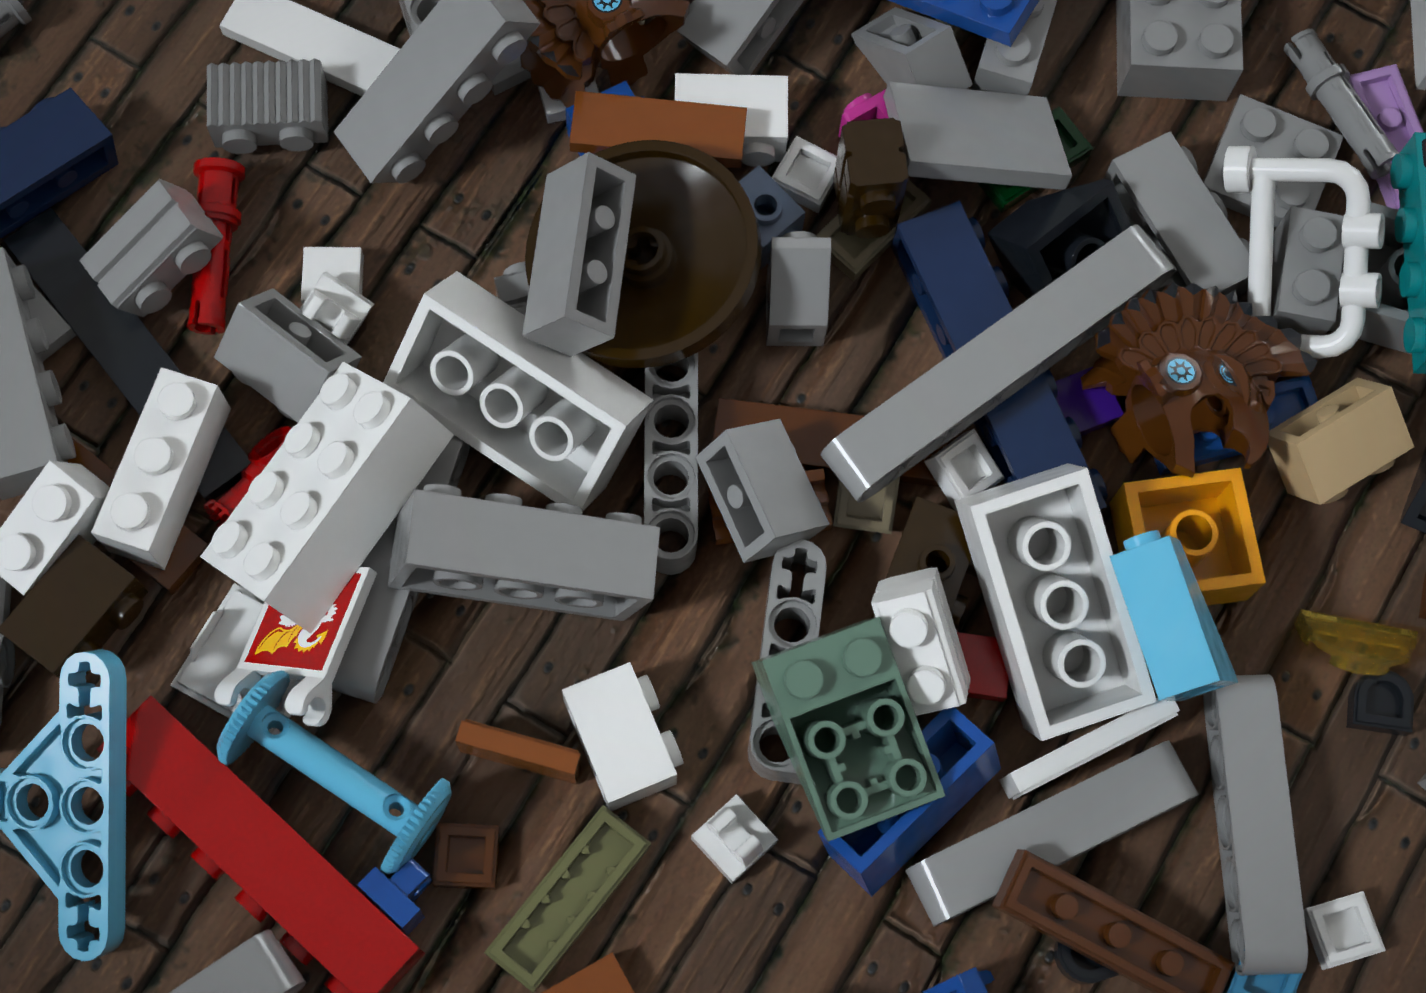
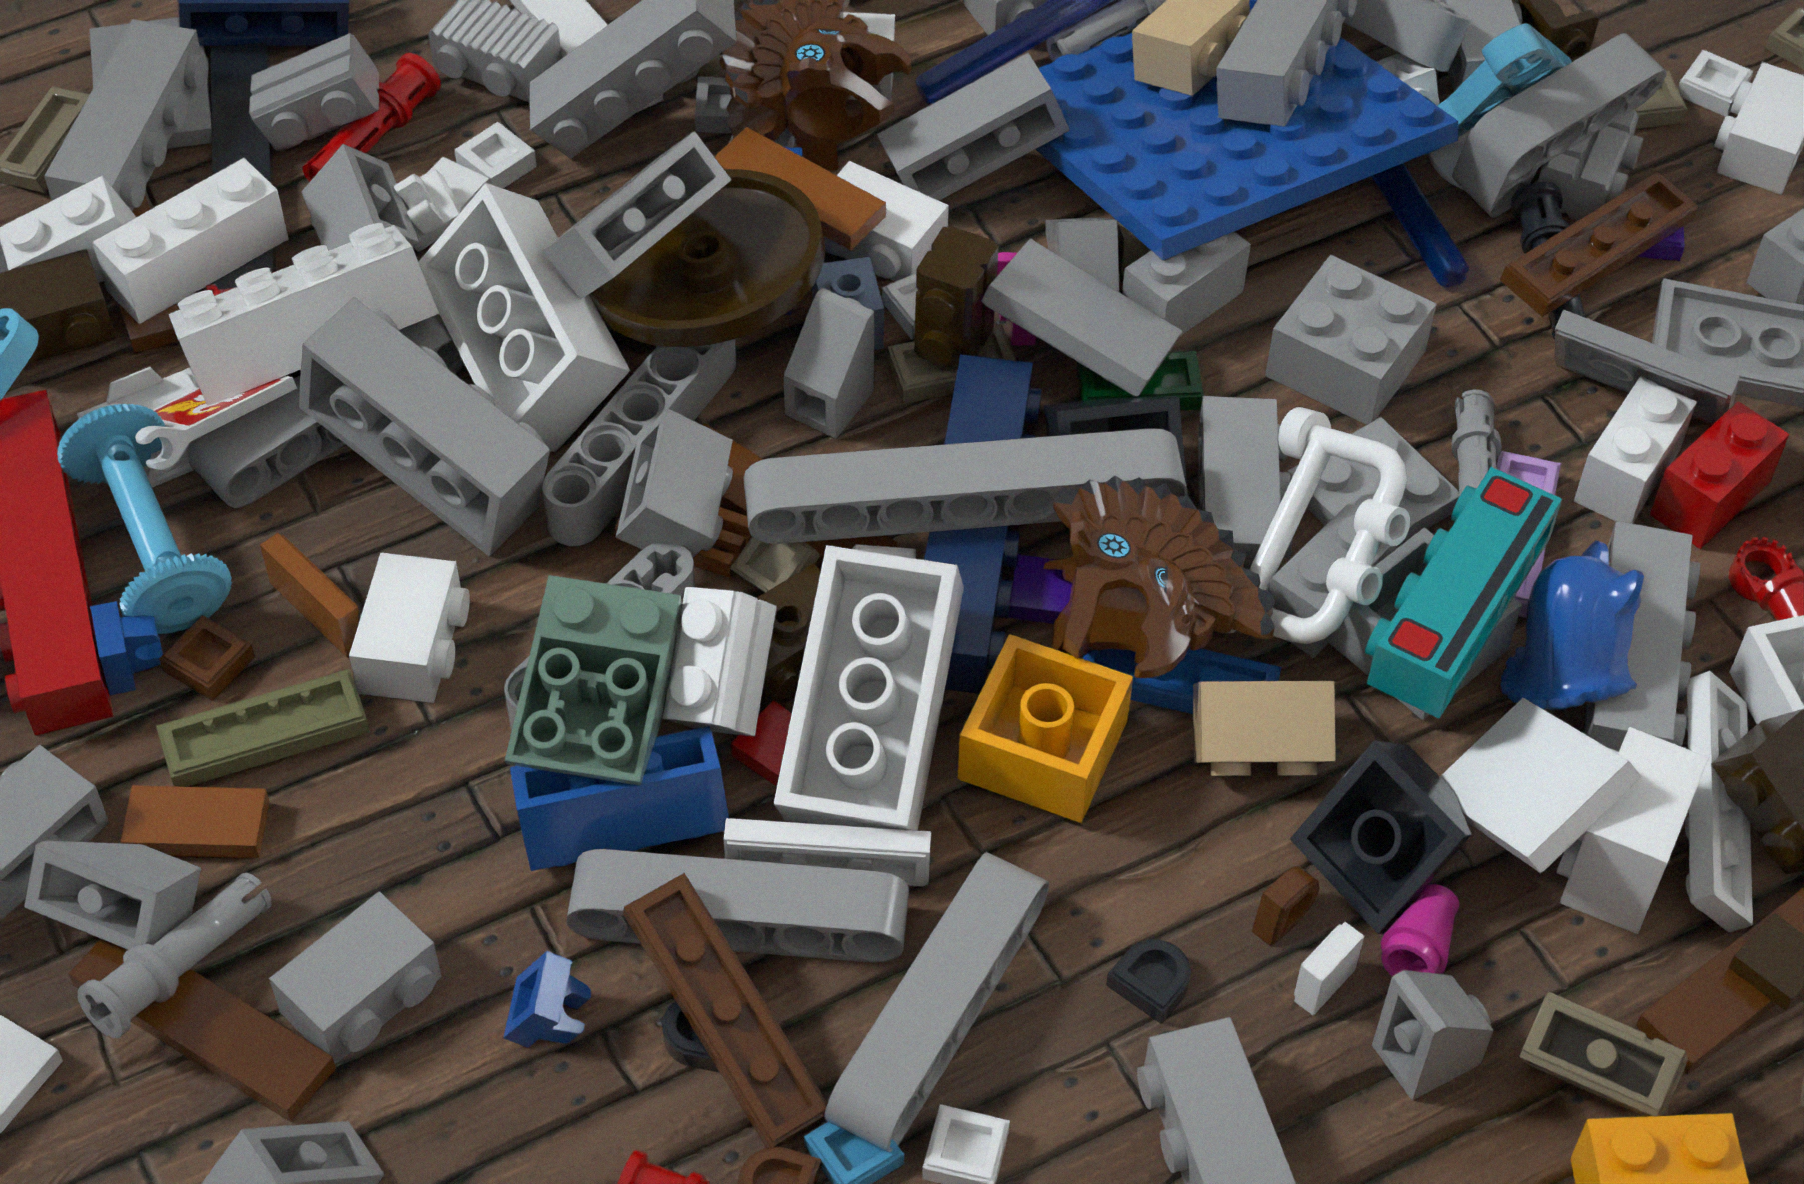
camera: 35 degrees right, 20 degrees down
(345, 218) = (497, 155): none -> white tile
(734, 839) = (446, 763): white tile -> none
(1171, 618) = (957, 751): medium azure slope -> none
(1357, 644) = (1166, 911): clear yellow tile -> none

